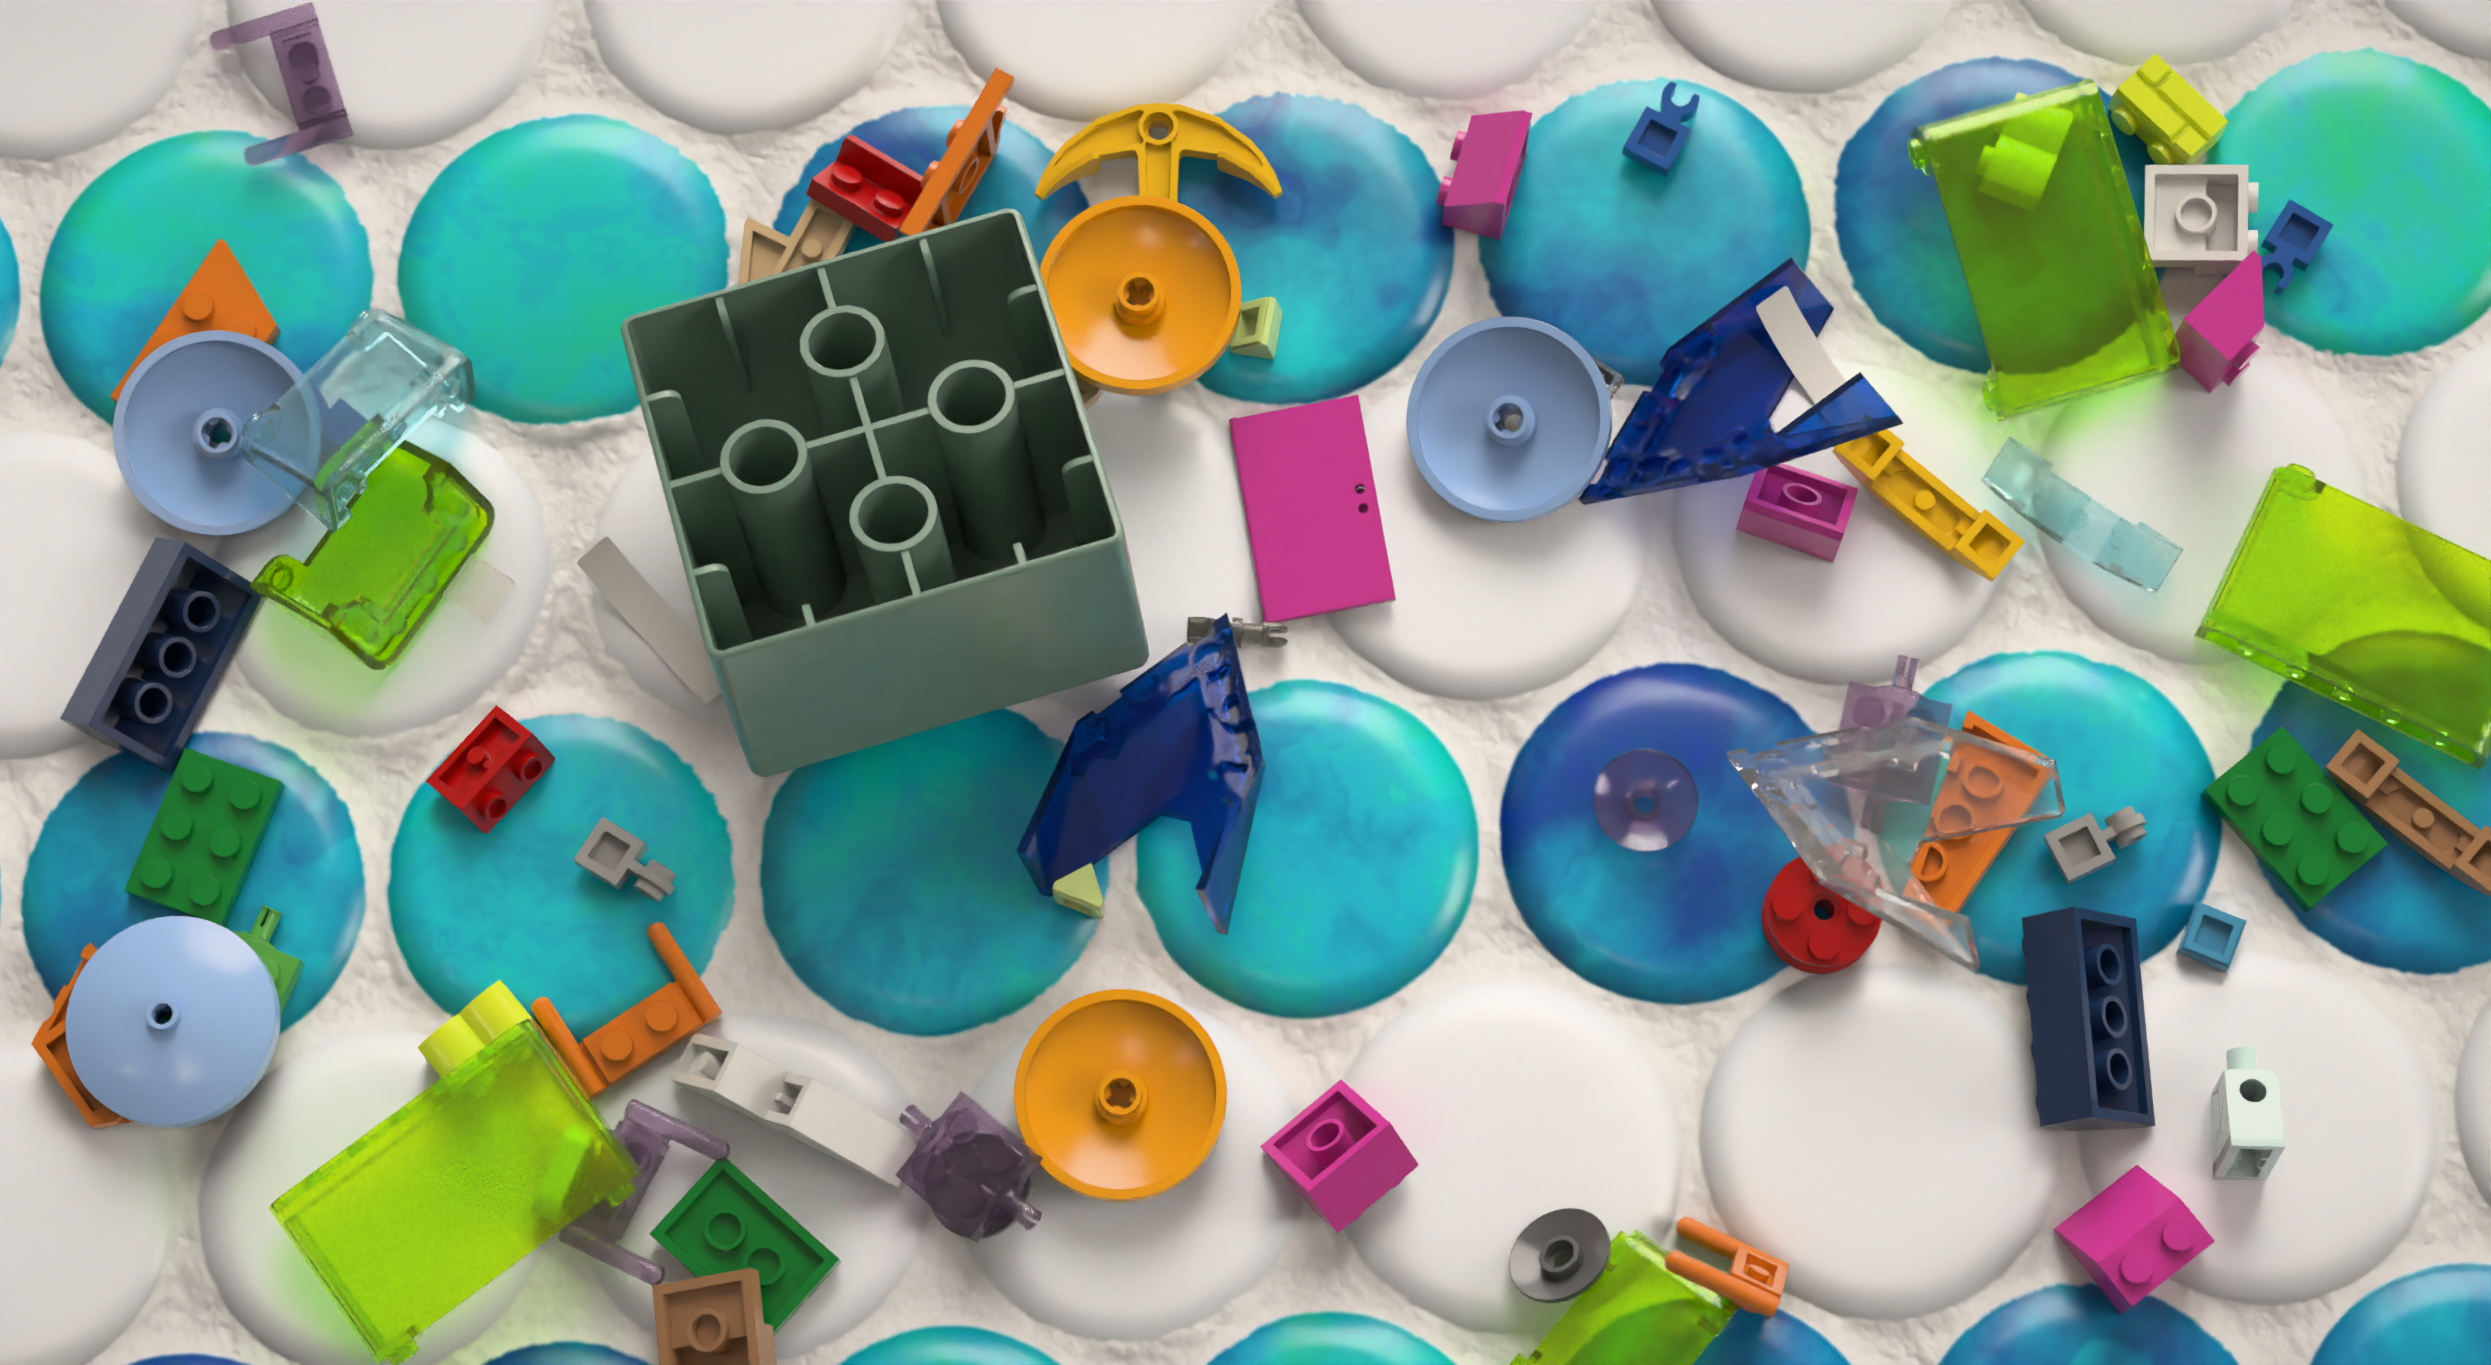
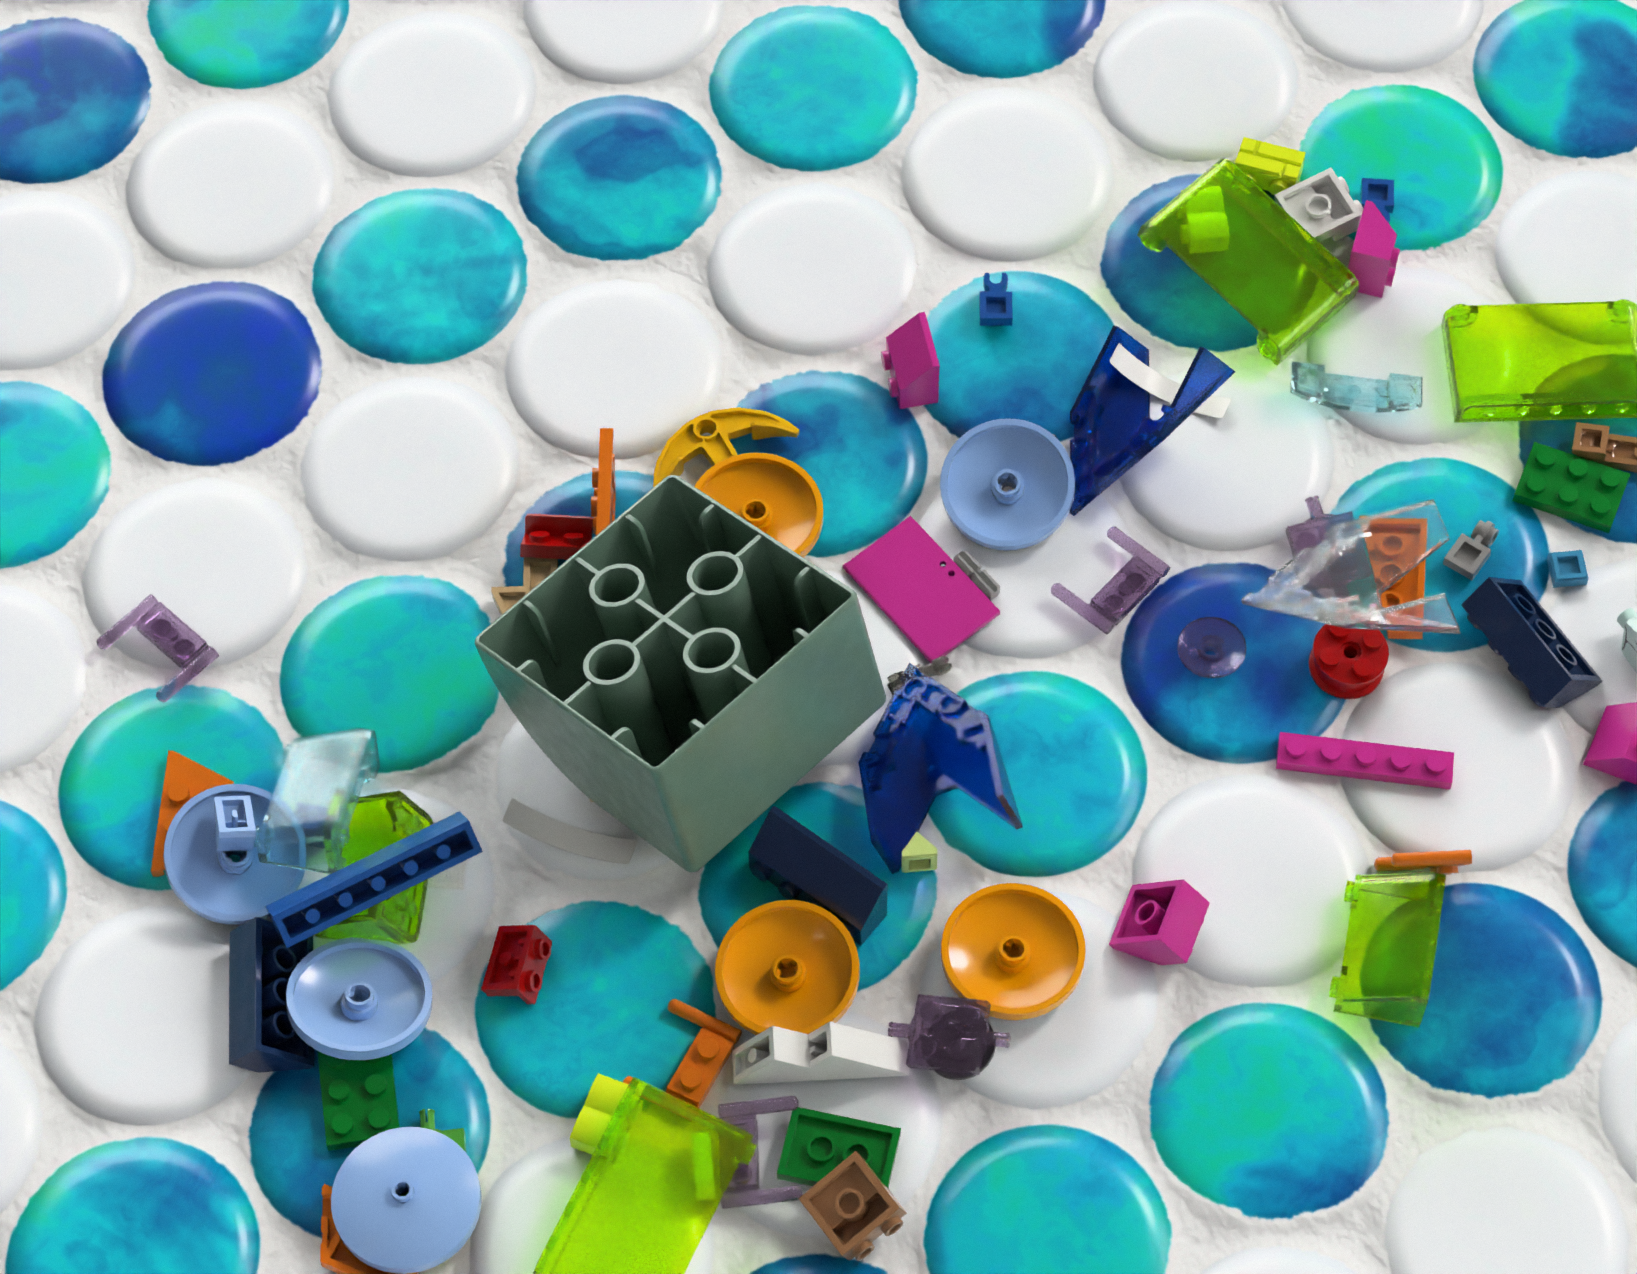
camera: 30 degrees left, 15 degrees down
(227, 393) = (234, 823): none -> light blue slope
(252, 676) = (359, 998): none -> light blue dish
(353, 570) = (373, 879): none -> blue brick
(615, 855) = (623, 973): light grey plate -> none
(817, 966) = (787, 968): none -> light orange dish
(927, 858) = (817, 873): none -> dark blue slope
(1258, 328) = (832, 510): yellowish green slope -> none
(1398, 535) = (979, 578): none -> light grey piece
(1549, 1243) = (1321, 911): dark grey dish -> none
(1578, 652) = (1123, 590): none -> clear purple plate
(1757, 1069) = (1365, 760): none -> dark pink plate
(1797, 510) = (1198, 460): dark pink slope -> none
(1928, 504) = (1265, 423): yellow slope -> none

